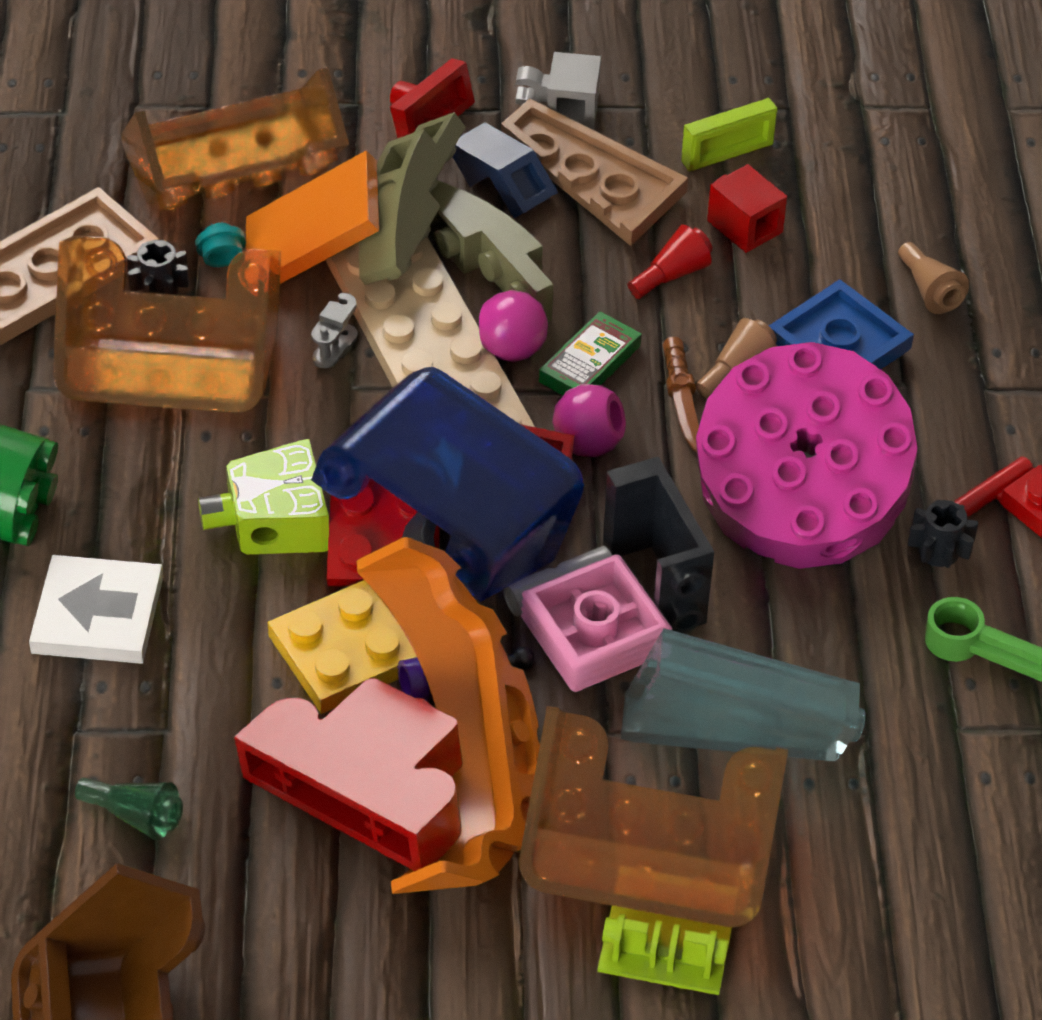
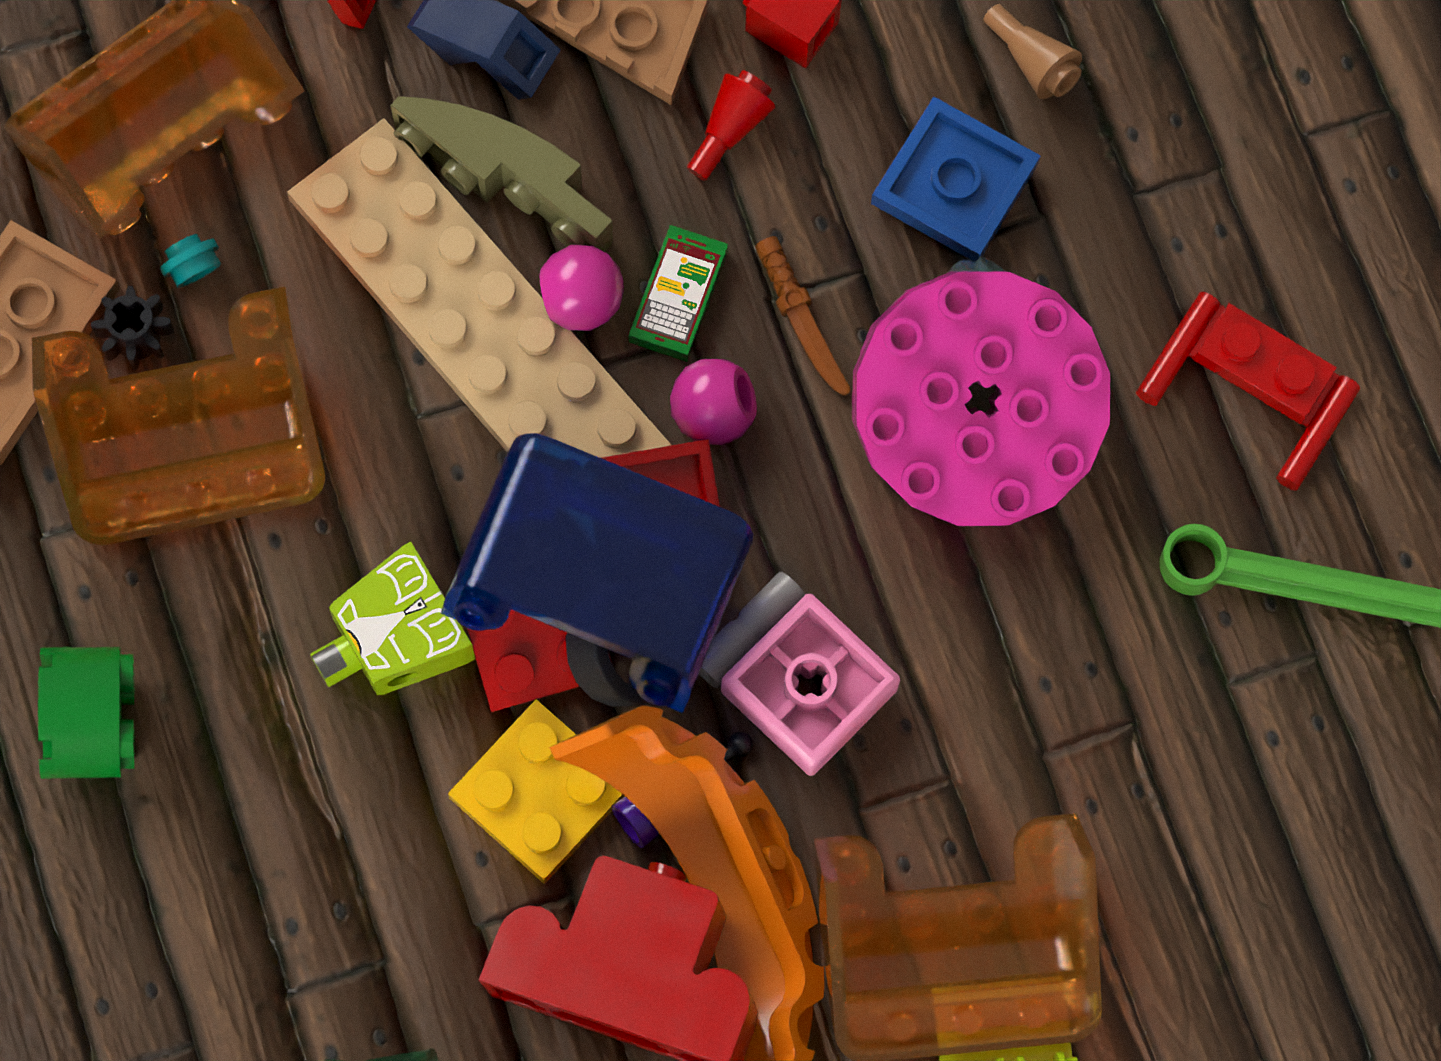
camera: 20 degrees left, 25 degrees up
(96, 609) = (248, 830): white tile -> none
(319, 216) = (298, 210): orange tile -> none
(333, 331) = (375, 356): dark grey piece -> none
(406, 207) = (392, 160): olive slope -> none
(649, 512) = (830, 517): black panel -> none
(735, 700) = (998, 748): clear light blue slope -> none
(746, 341) = (853, 233): medium nougat cone -> none
(942, 533) = (1165, 441): black gear -> none

